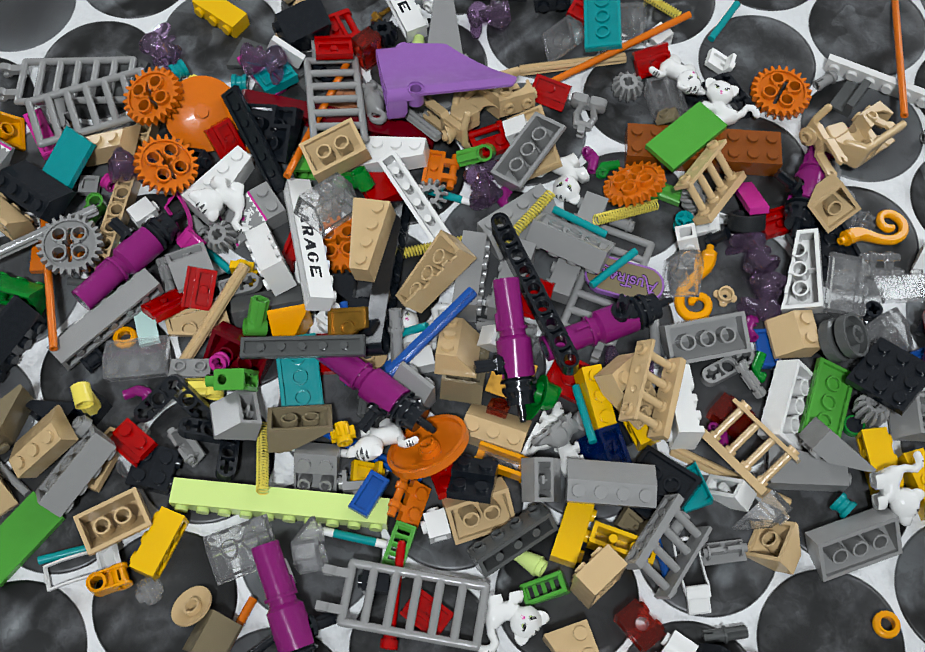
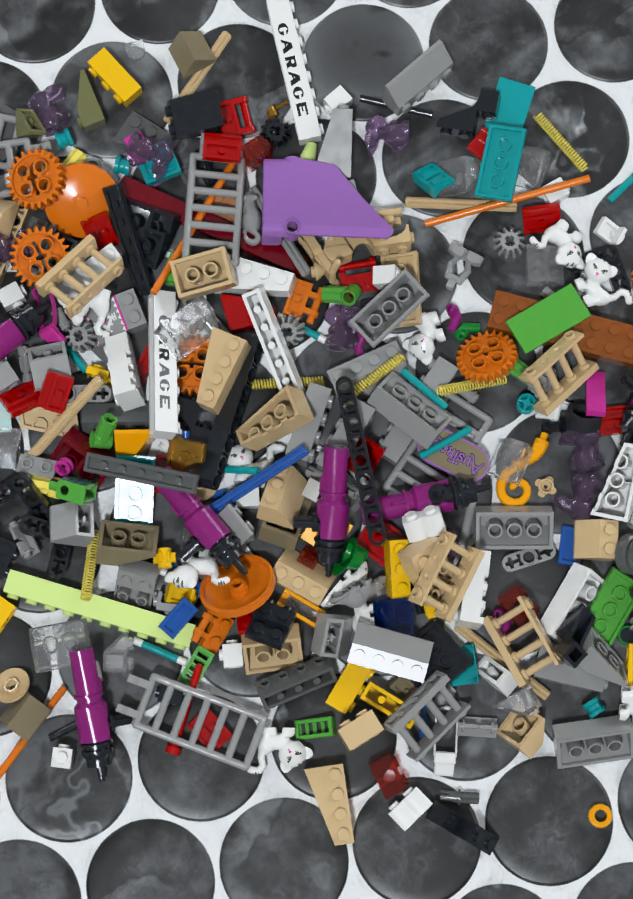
camera: 10 degrees right, 15 degrees up
(141, 58) = (28, 124): none -> olive slope
(199, 41) = (88, 108): none -> olive slope
(199, 161) = (68, 264): none -> tan fence
(294, 56) = (177, 144): white tile -> none
(360, 179) = (221, 304): green piece -> none
(396, 332) = (229, 468): light grey pin -> none
(533, 563) = (309, 704): yellowish green cone -> none
(539, 45) = (432, 179): none -> teal piece
(551, 92) = (430, 235): red plate -> none
(584, 414) = (383, 581): teal bar -> none
(614, 343) = (423, 523): none -> white brick
(667, 116) = (536, 292): dark tan bracket -> none
(687, 237) = (523, 425): white brick -> none
(750, 379) = (545, 575): light grey axle -> none
(751, 322) = (558, 521): magenta arm -> none
(757, 366) = (554, 563): green arm -> none
(804, 429) = (573, 635): none -> black arch

